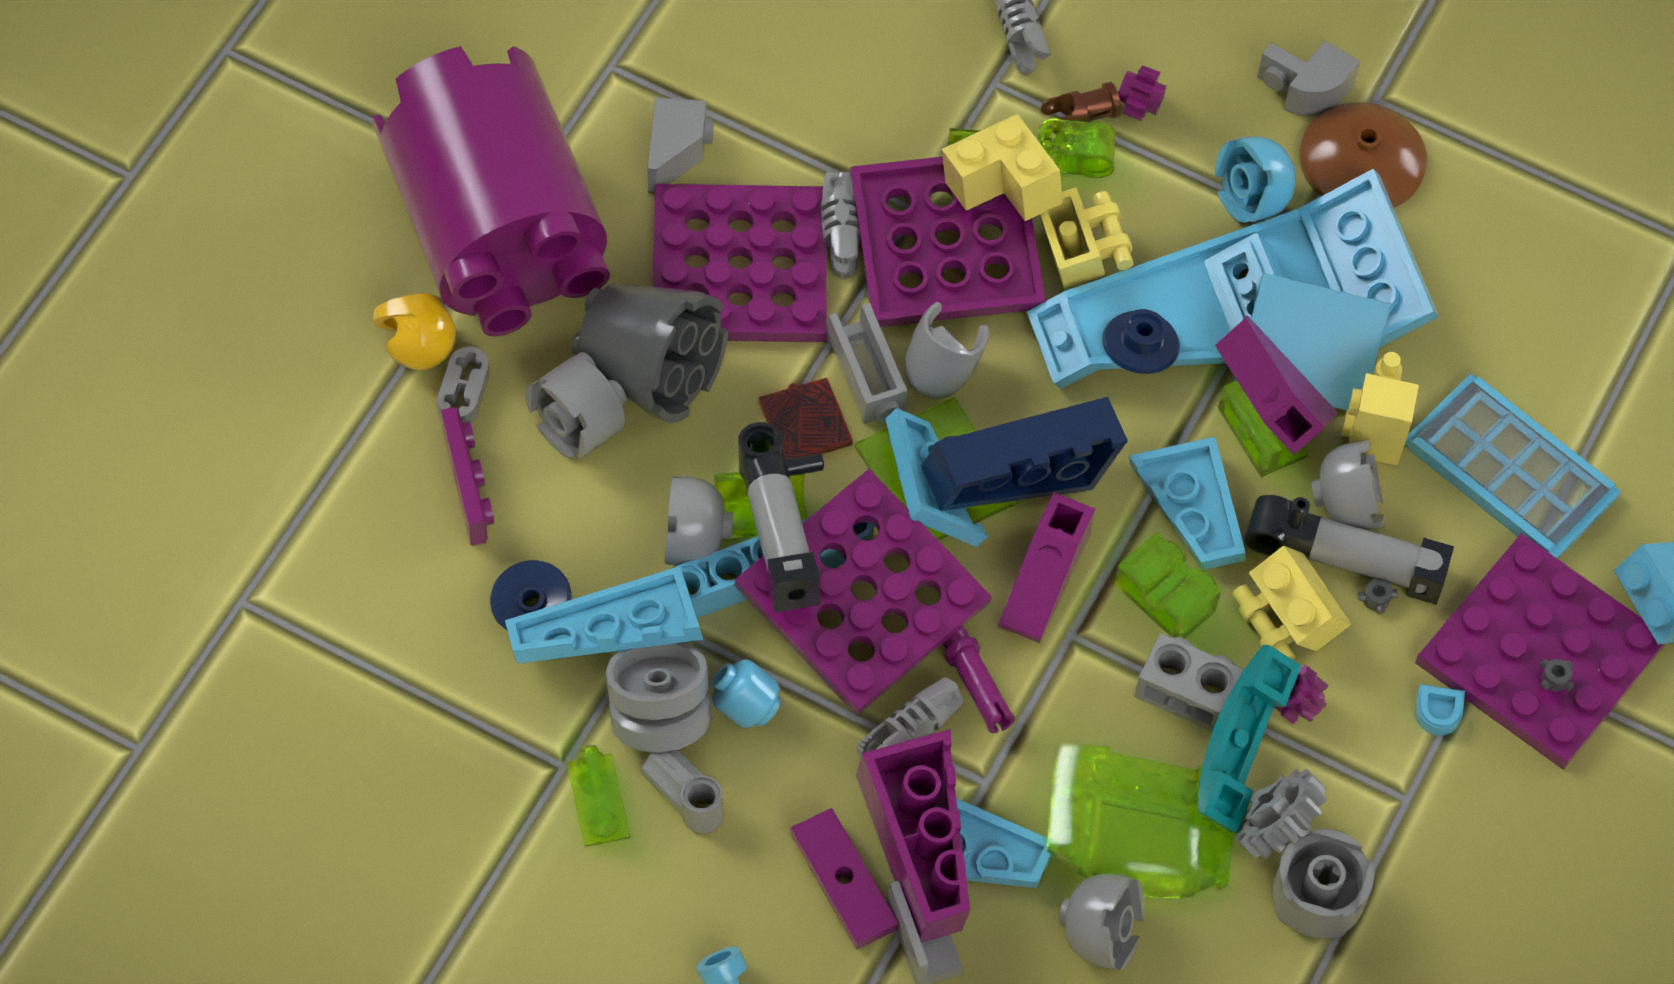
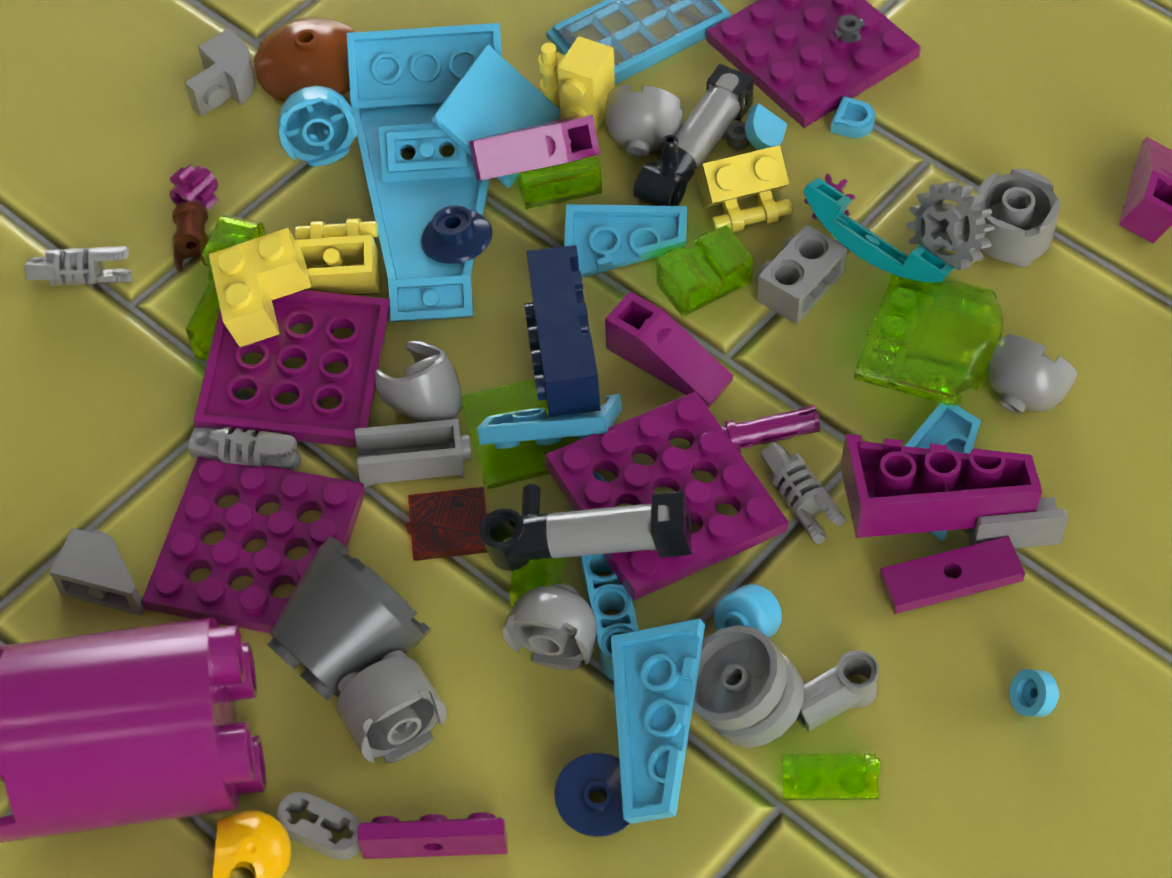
camera: 70 degrees left, 5 degrees down
(1387, 616) = (764, 128): none -> medium azure tile

